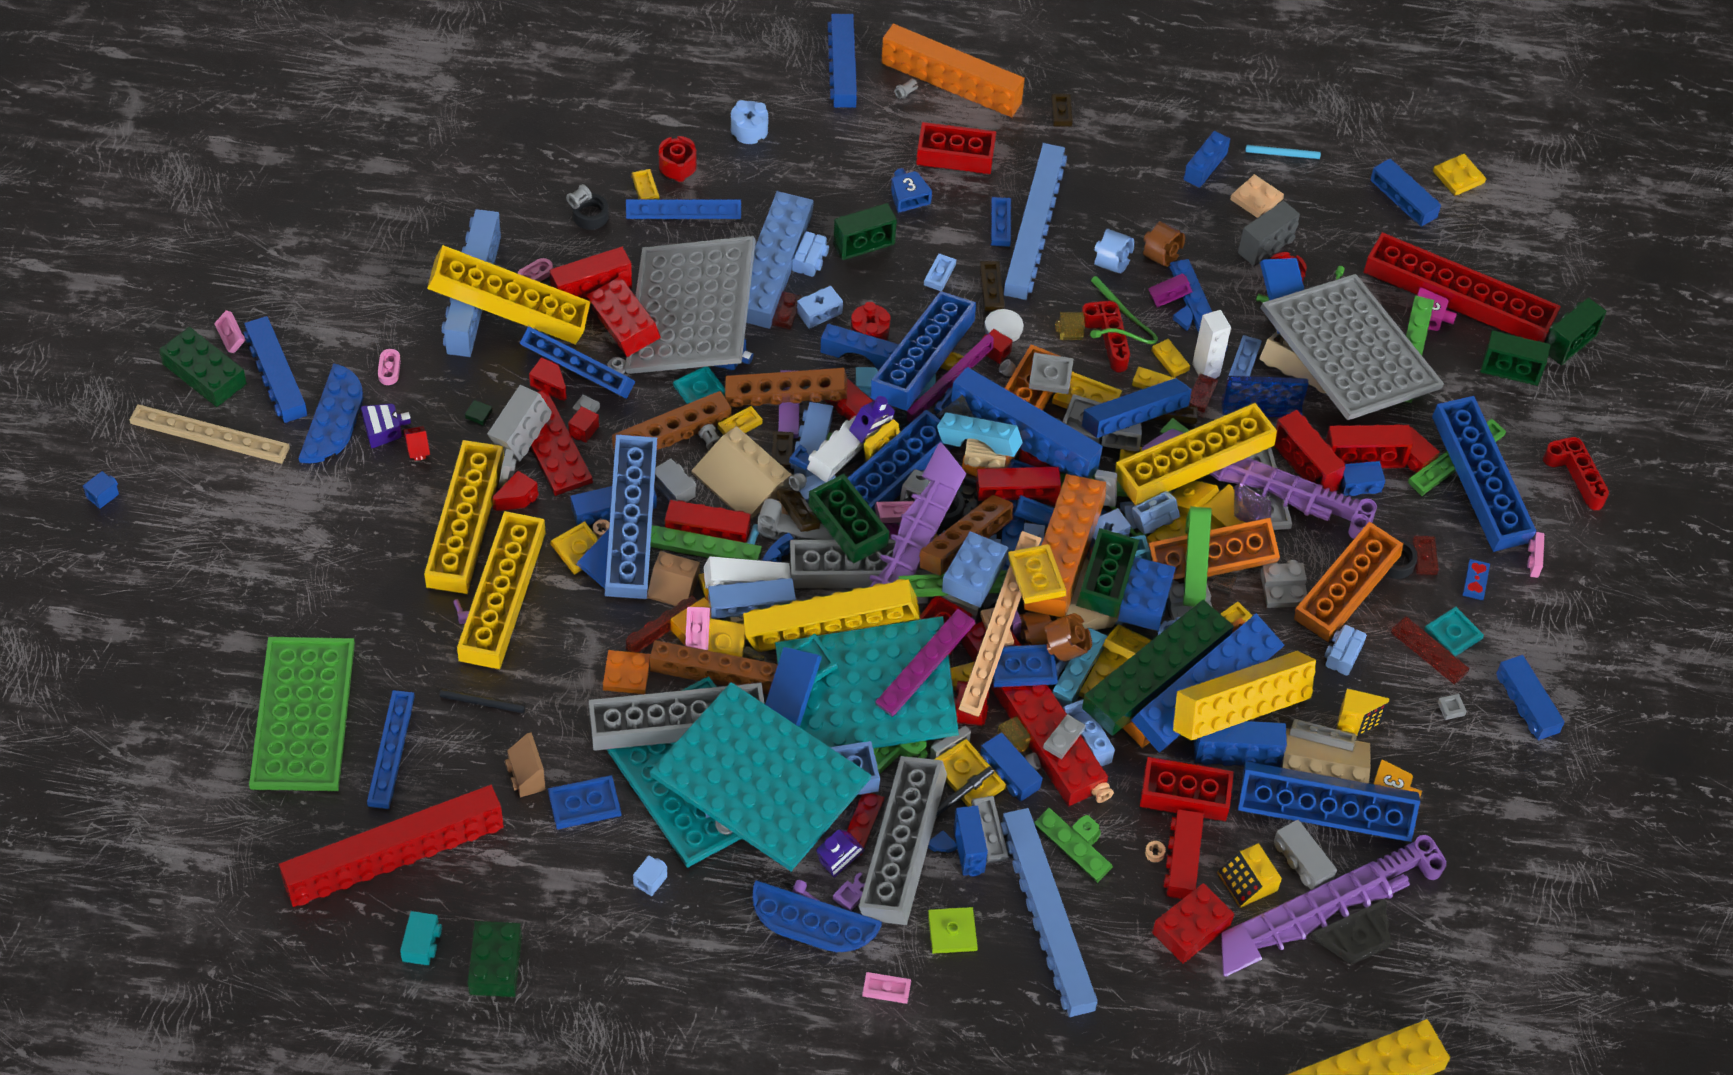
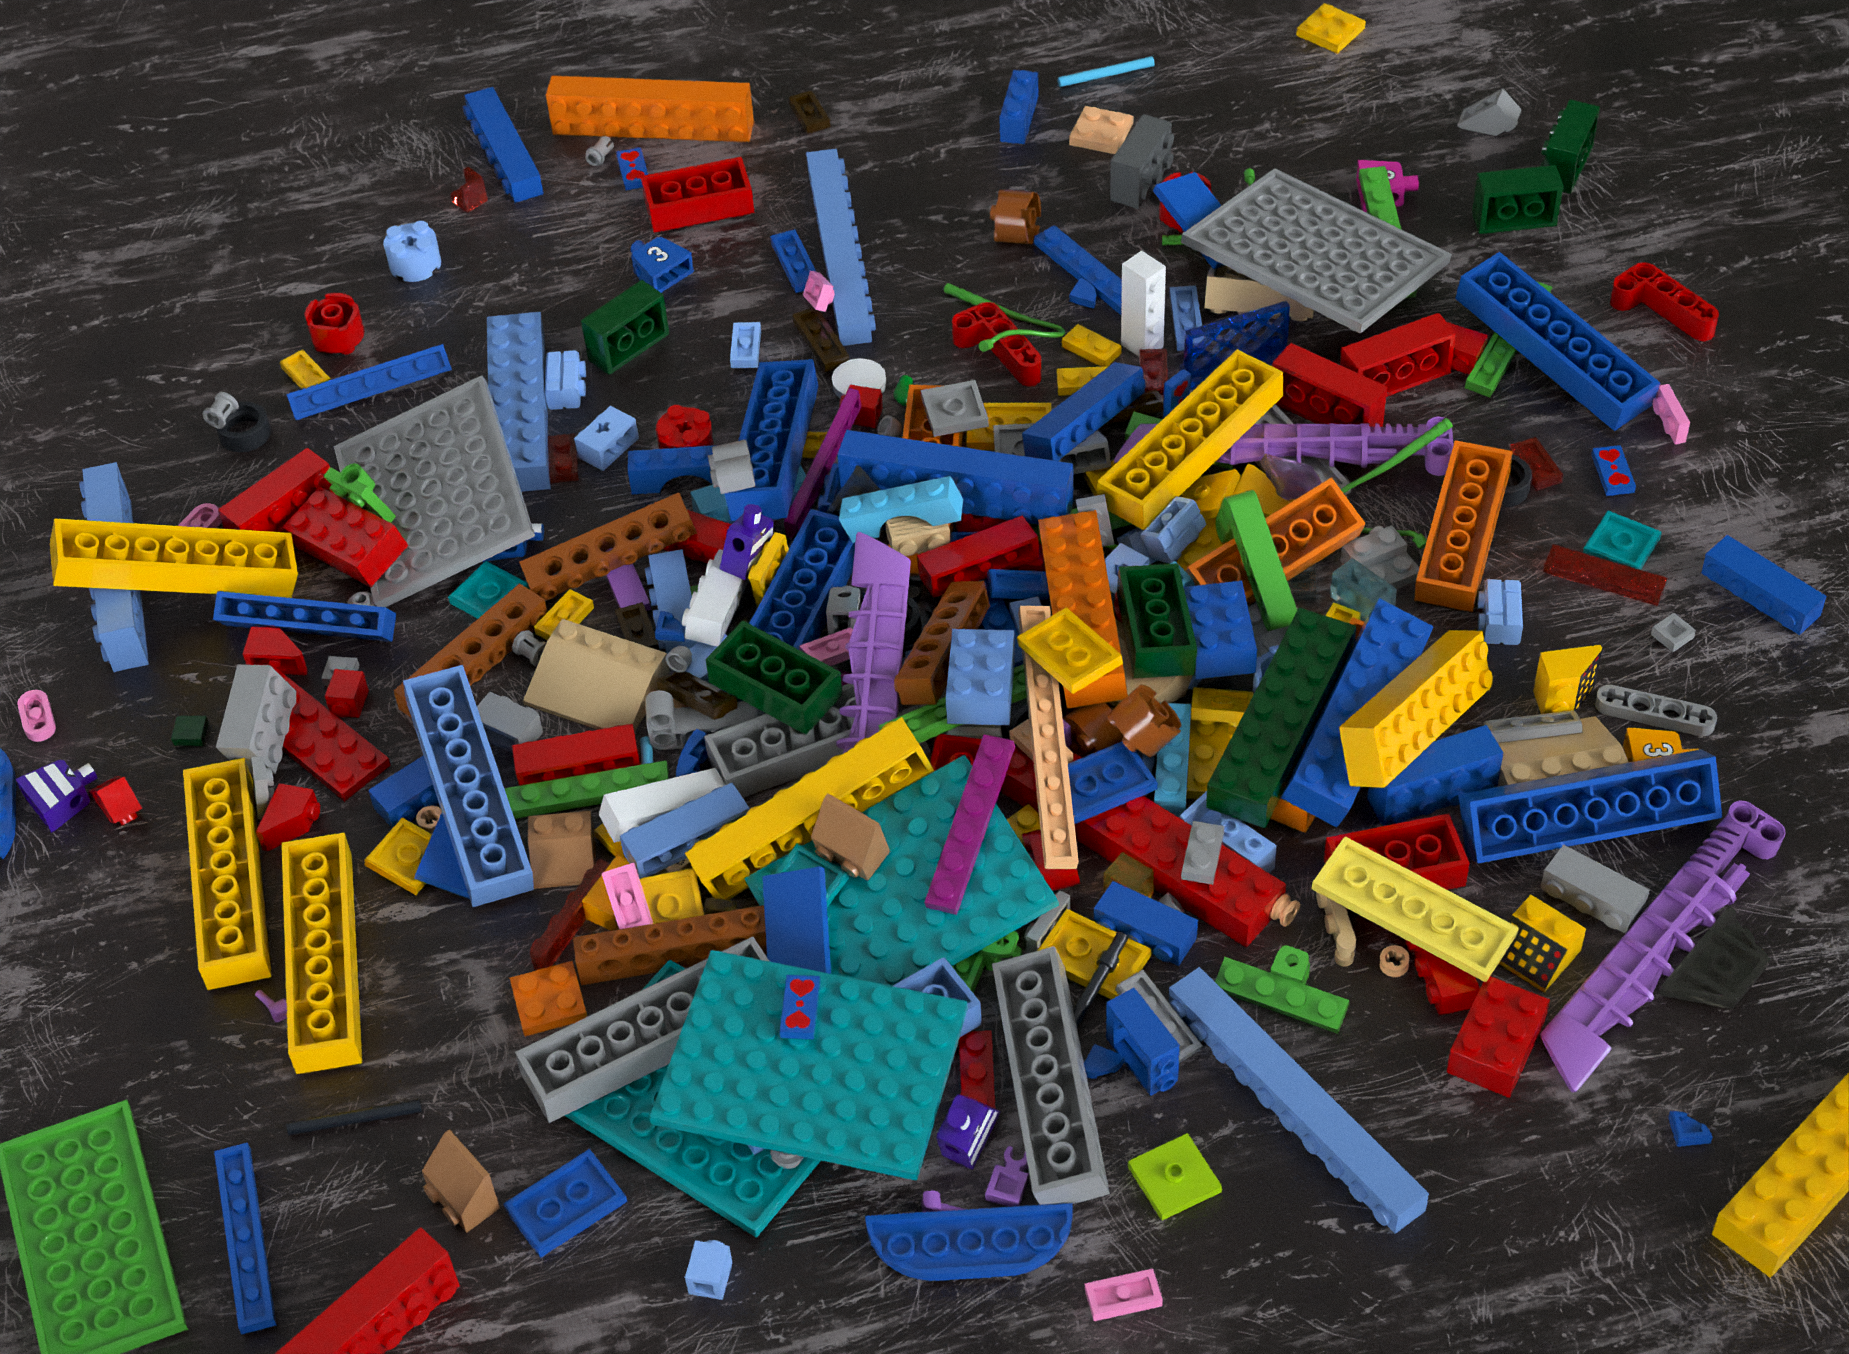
camera: 15 degrees left, 5 degrees down
(643, 288) = (357, 488): none -> bright green plate
(767, 739) = (800, 1007): none -> blue tile
(806, 91) = (472, 193): none -> clear red panel
(845, 644) = (849, 838): none -> medium nougat slope
(883, 364) = (731, 467): none -> light grey brick
(923, 109) = (631, 167): none -> blue tile
(1004, 251) = (818, 291): none -> bright pink plate
(1032, 339) = (901, 391): none -> green arm
(1070, 325) = (946, 350): clear yellow brick -> none
(1113, 251) = (958, 245): light blue brick -> none
(1130, 813) = (1339, 924): none -> tan plate
(1170, 290) = (1051, 266): magenta panel -> none
(1178, 824) = (1415, 909): none -> light yellow plate
(1205, 414) = (1176, 390): none -> blue tile
(1259, 600) = (1360, 588): none -> clear light blue brick
(1282, 1027) = (1688, 1130): none -> blue tile
(1336, 516) = (1409, 450): none -> bright green piece
(1362, 478) = (1410, 400): blue brick -> none
(1405, 192) = (1279, 66): blue brick -> none
(1409, 756) = (1656, 706): none -> light grey beam
(1465, 288) = (1418, 144): red brick -> none
(1537, 283) = (1491, 115): none -> light grey slope

